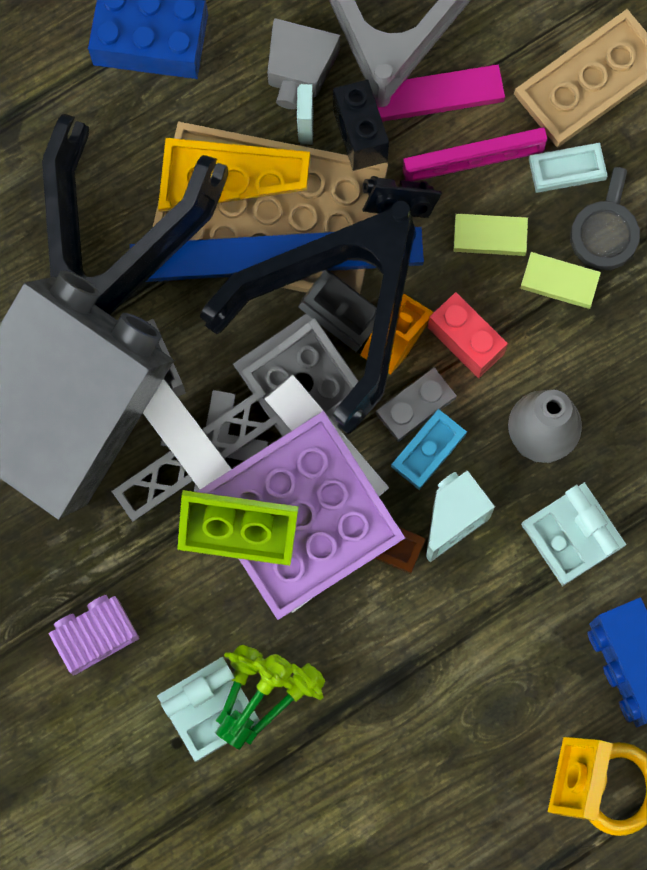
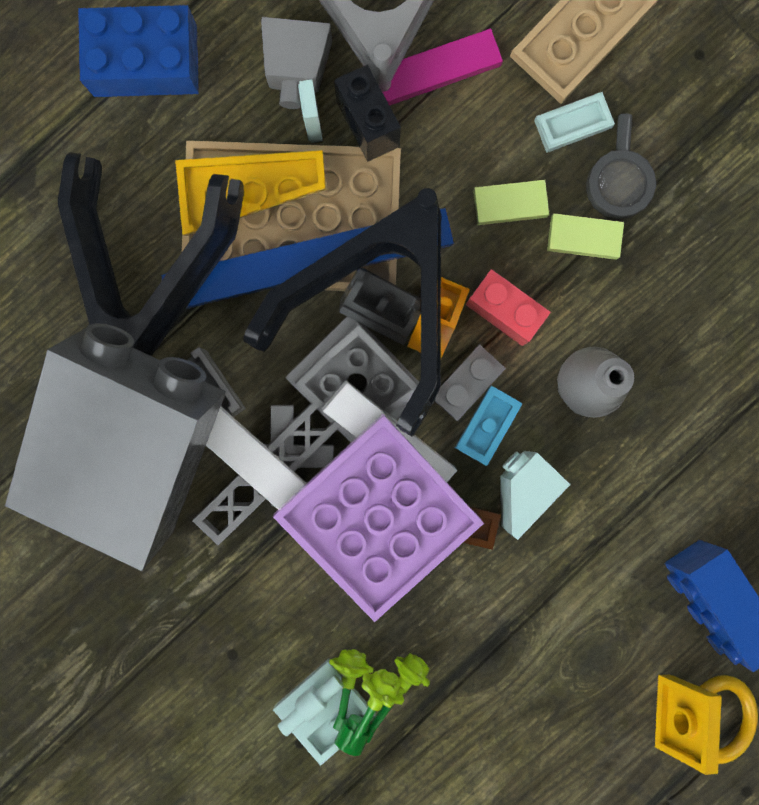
camera: 15 degrees left, 10 degrees up
(93, 634) = (202, 662): lavender brick -> none
(237, 527) = (319, 544): lime slope -> none
(385, 193) = (406, 184): black hinge -> none
(474, 155) = (483, 125): dark pink tile -> none
(573, 534) = (640, 484): light aqua plate -> none

